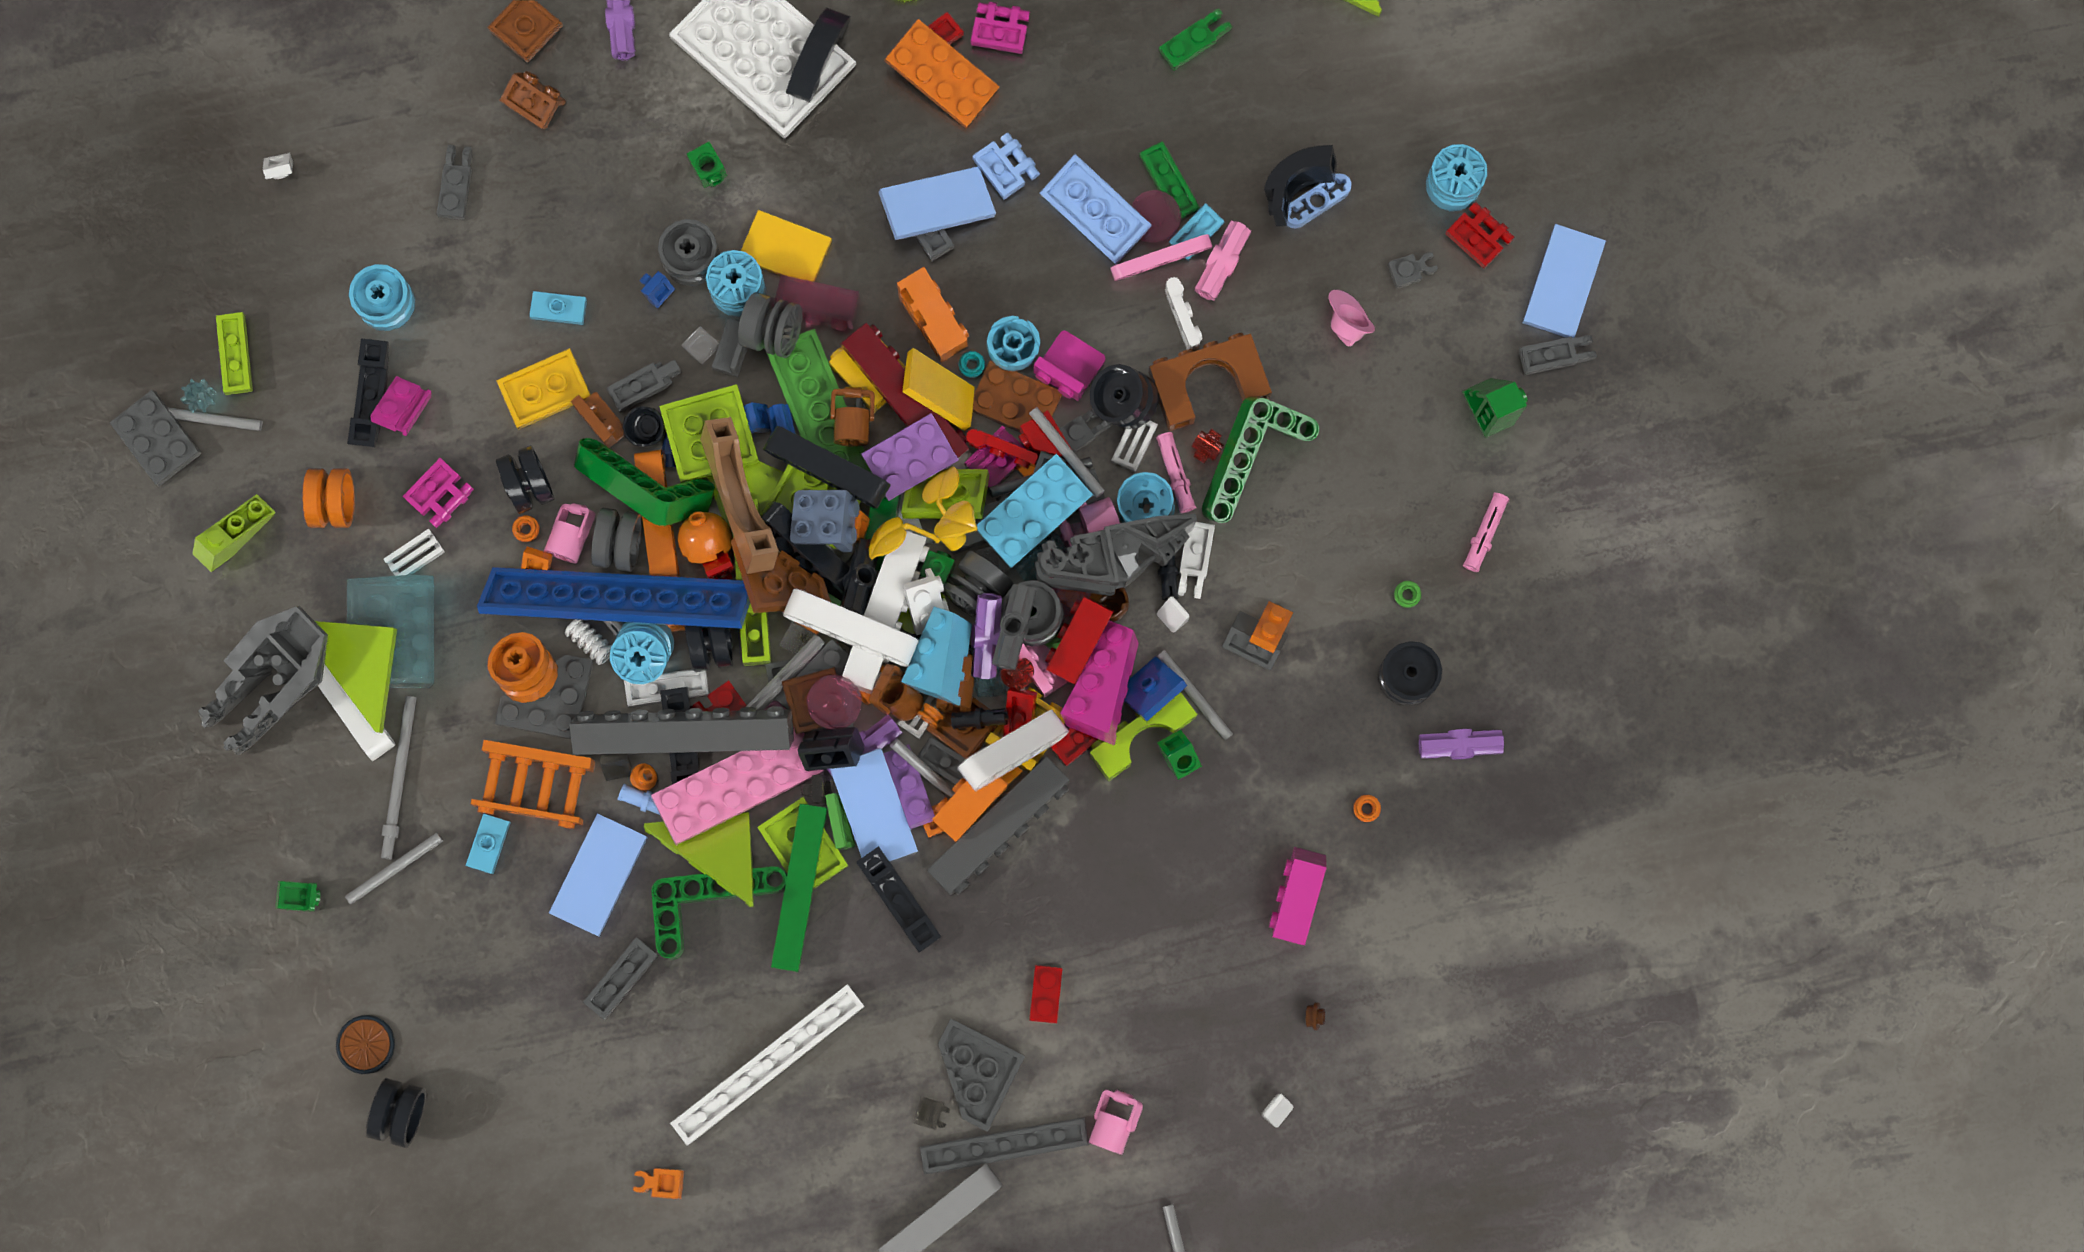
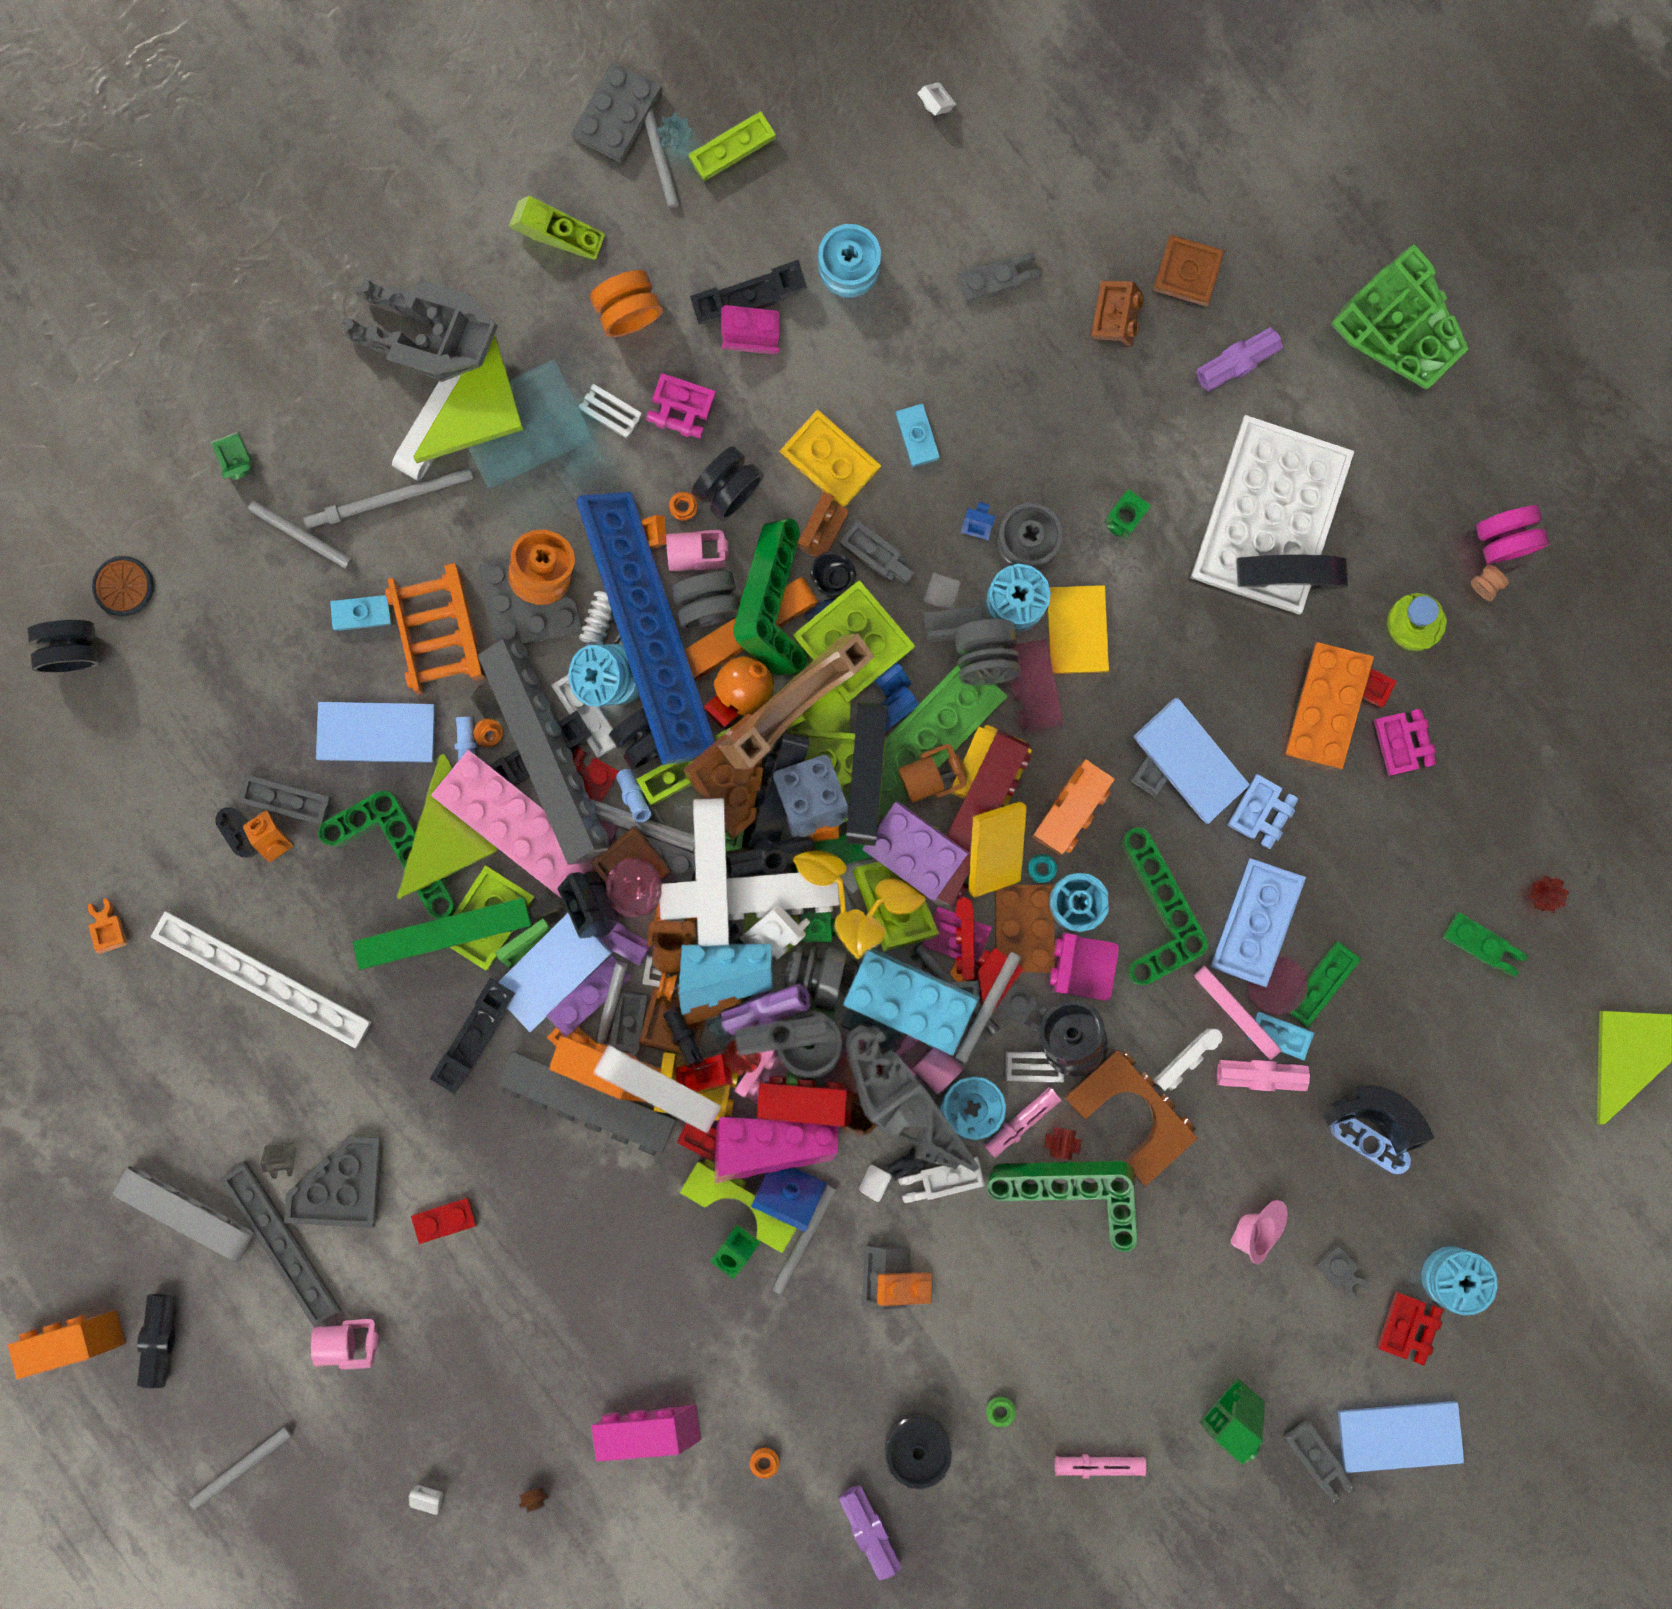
camera: 65 degrees right, 5 degrees up
(631, 1039) = (232, 836): none -> black beam
(646, 1005) = (267, 837): none -> orange bracket
(755, 674) = (633, 795): none -> light blue pin
(1050, 279) = (1165, 909): none -> green beam

